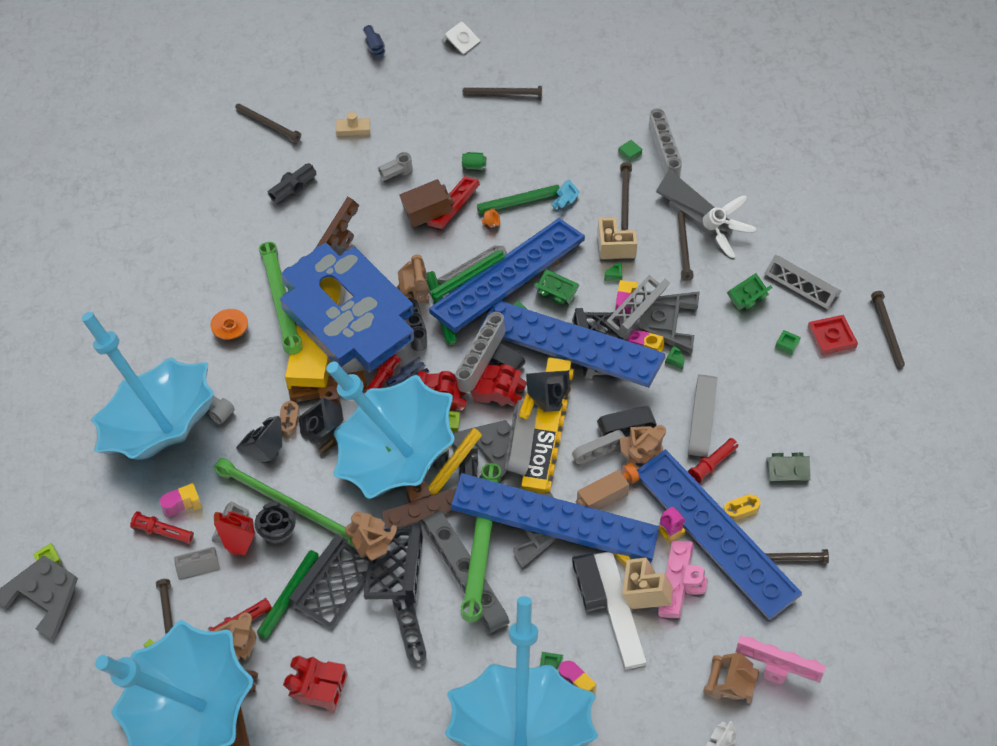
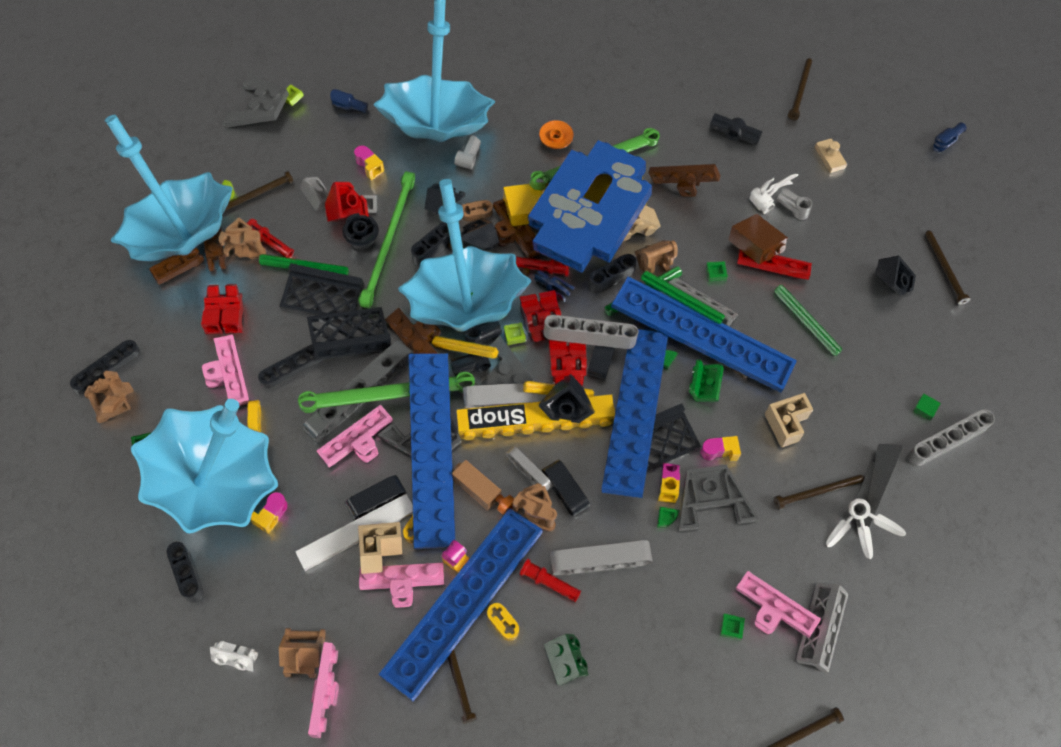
camera: 70 degrees right, 10 degrees up
(86, 503) = (347, 101): none -> dark blue arm
(153, 523) = (339, 151): red pin -> none
(316, 472) = (425, 246): none -> black beam
(369, 535) = (357, 300): medium nougat piece -> none
(380, 188) = (762, 199): none -> white plant
(395, 692) = (226, 370): none -> bright pink plate
(442, 247) = (716, 271): none -> green tile
(459, 675) = (254, 415): none -> yellow beam
(461, 37) = (998, 209): white piece -> none
(474, 160) = (835, 265): green brick -> none
(491, 218) = (769, 302): orange tile -> none
(500, 125) = (896, 274): none -> black slope
(516, 581) = (356, 438): none -> bright pink plate
(551, 659) = (287, 486): green tile -> none
(567, 194) = (833, 360): medium azure plate -> none
(614, 273) = (752, 432): green tile -> none
(625, 168) = (897, 408): dark brown bar -> none
(642, 307) = (709, 465): light grey fence -> none
(748, 291) = (781, 570): green bracket -> none
(780, 304) = (776, 607): none -> bright pink plate
(832, 334) = (762, 674): red tile -> none

